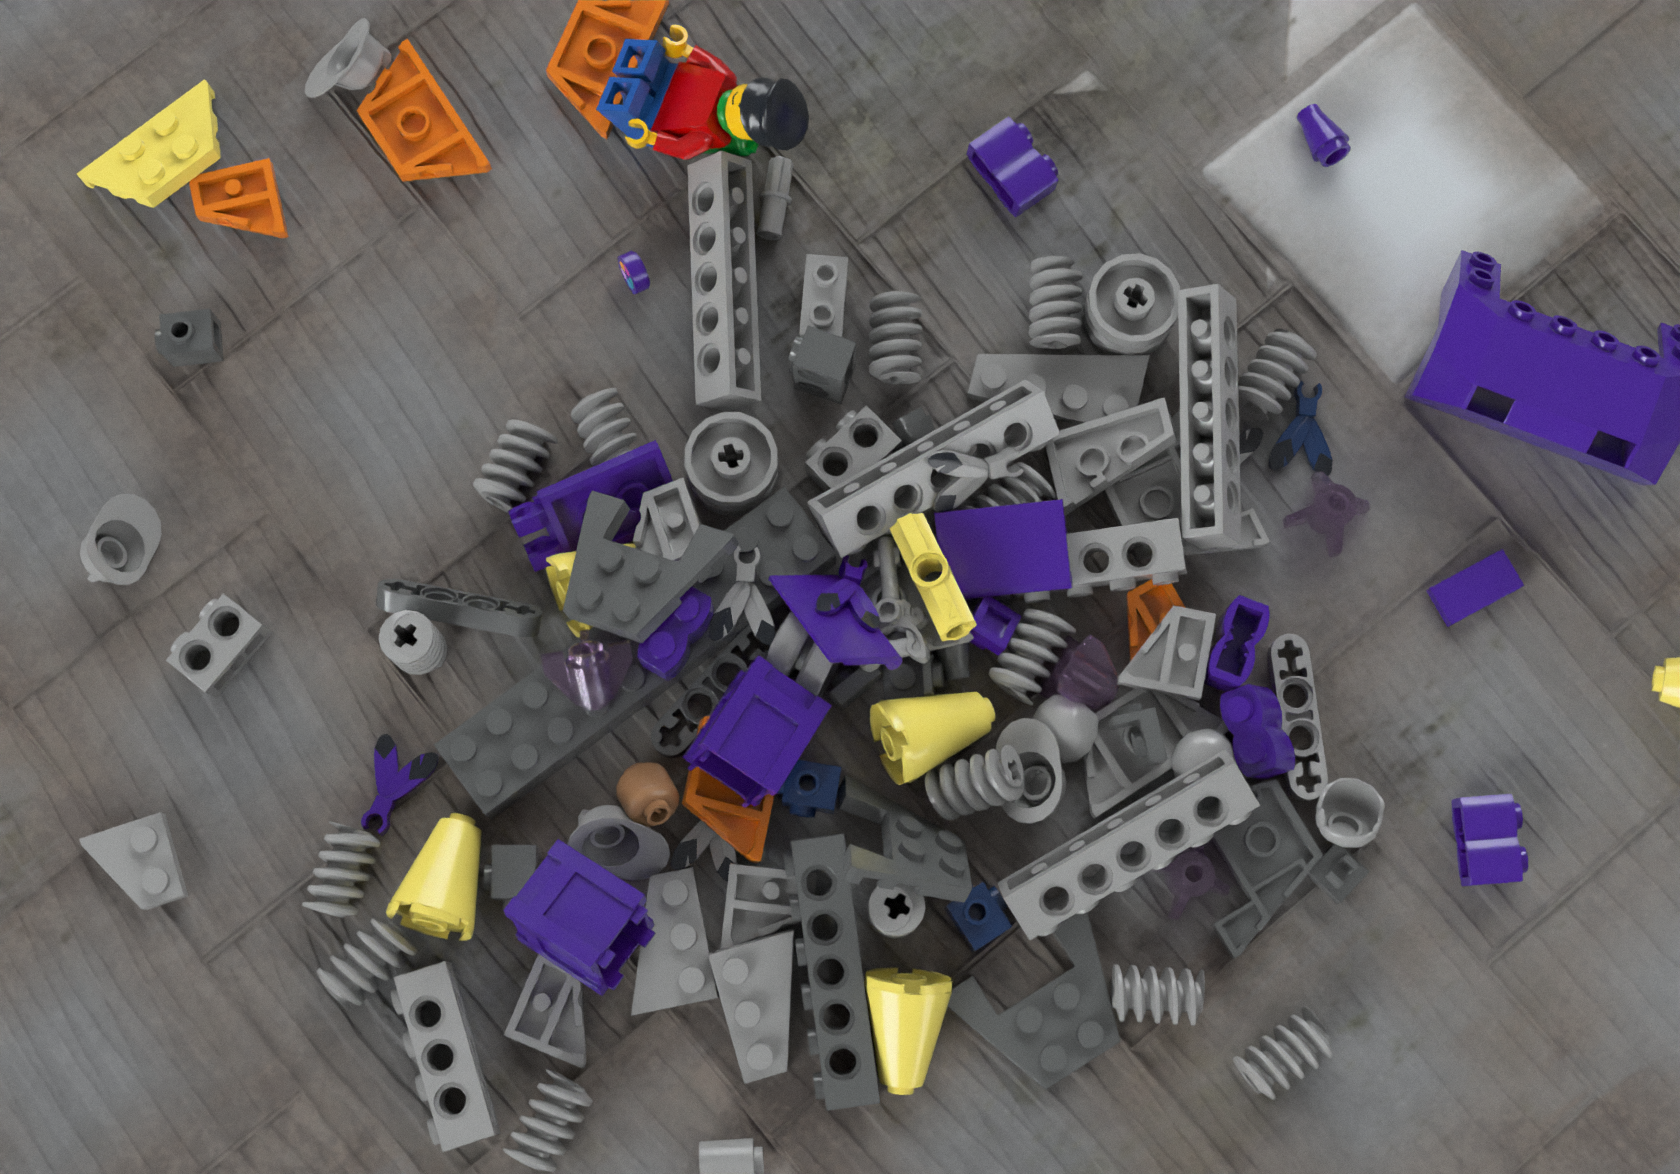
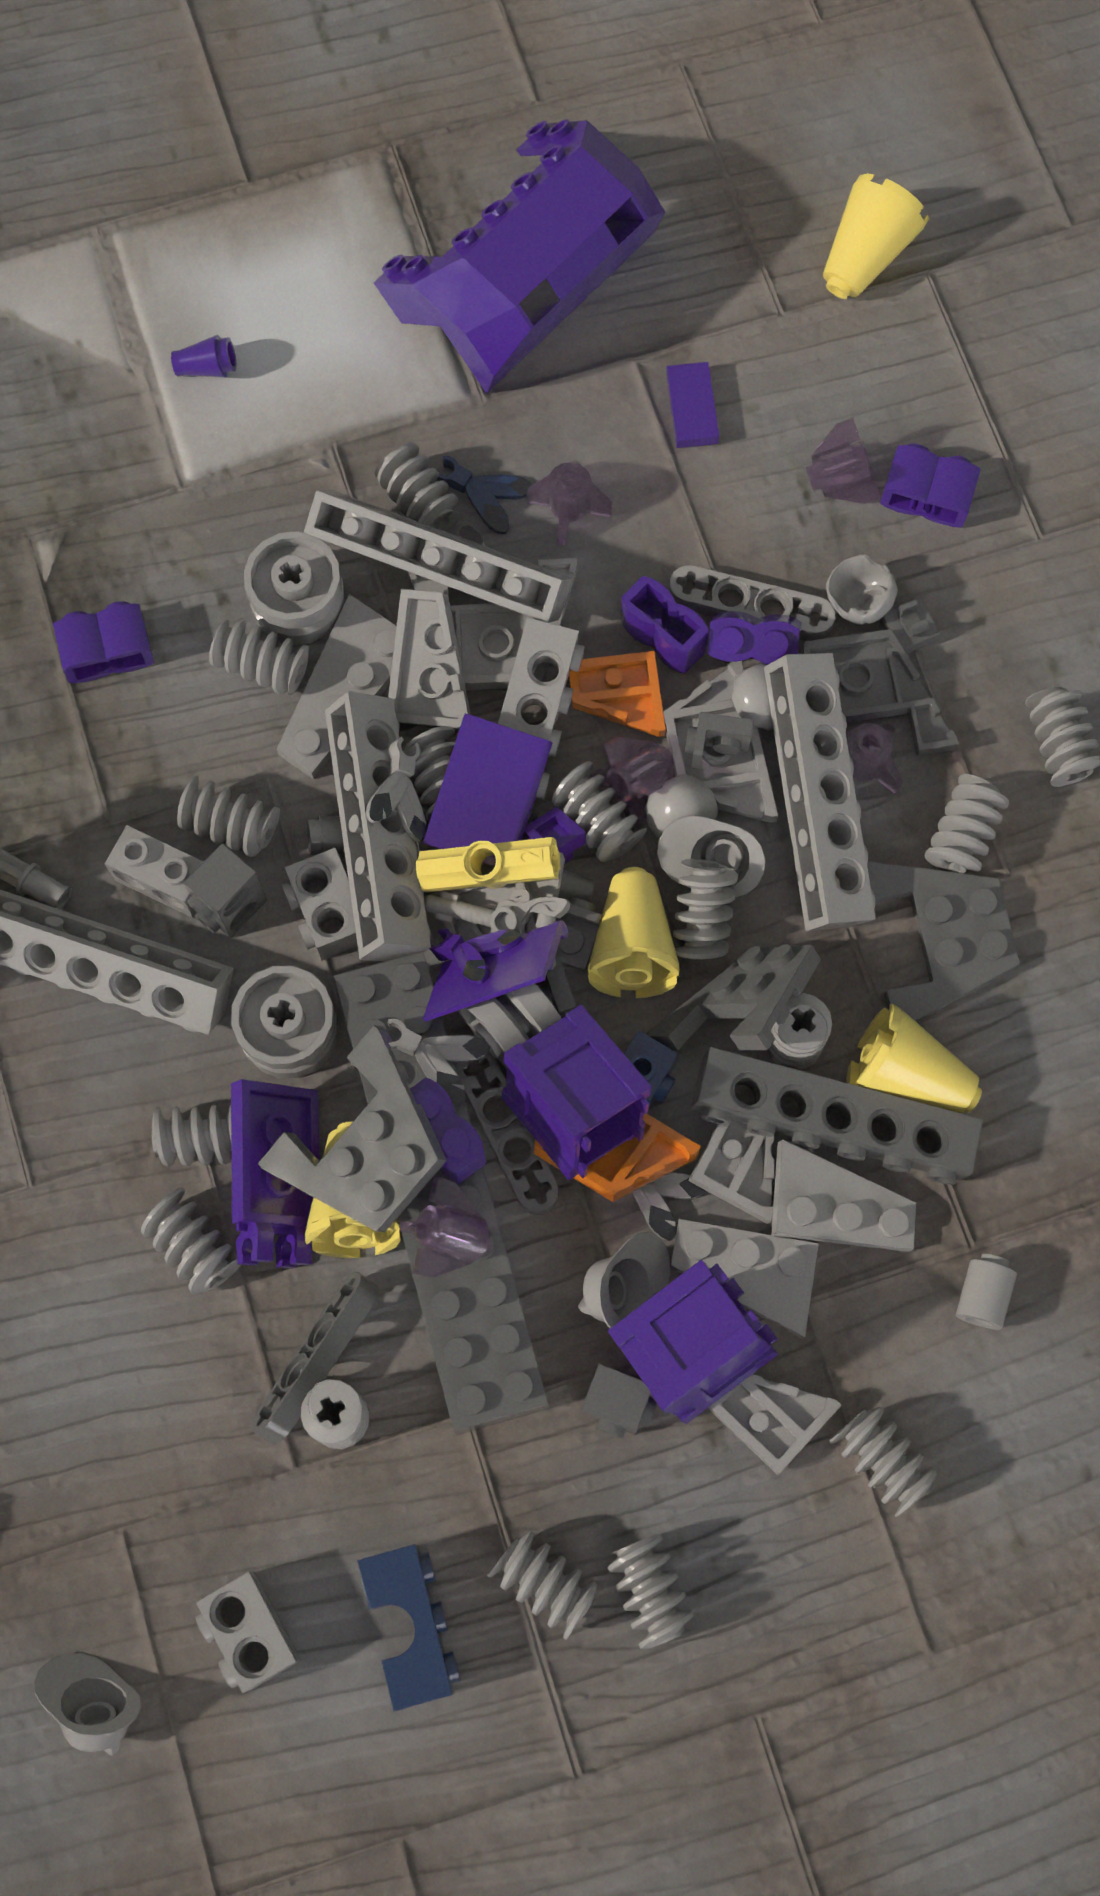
camera: 65 degrees left, 5 degrees down
(140, 860) = (444, 1807): light grey wing -> none
(301, 754) = (424, 1668): none -> dark blue arch
(393, 783) = (474, 1496): dark purple piece -> none
(442, 882) = (598, 1478): light yellow cone -> none
(478, 1117) = (855, 1534): light grey brick -> none
(633, 272) = (40, 1046): dark purple tile -> none
(647, 794) = (588, 1233): medium nougat head -> none
(666, 520) = (324, 1100): light grey wing -> none
(980, 916) = (840, 963): dark blue brick -> none
(1173, 655) = (653, 681): light grey wing -> none
(1469, 751) = (841, 467): none -> clear purple brick

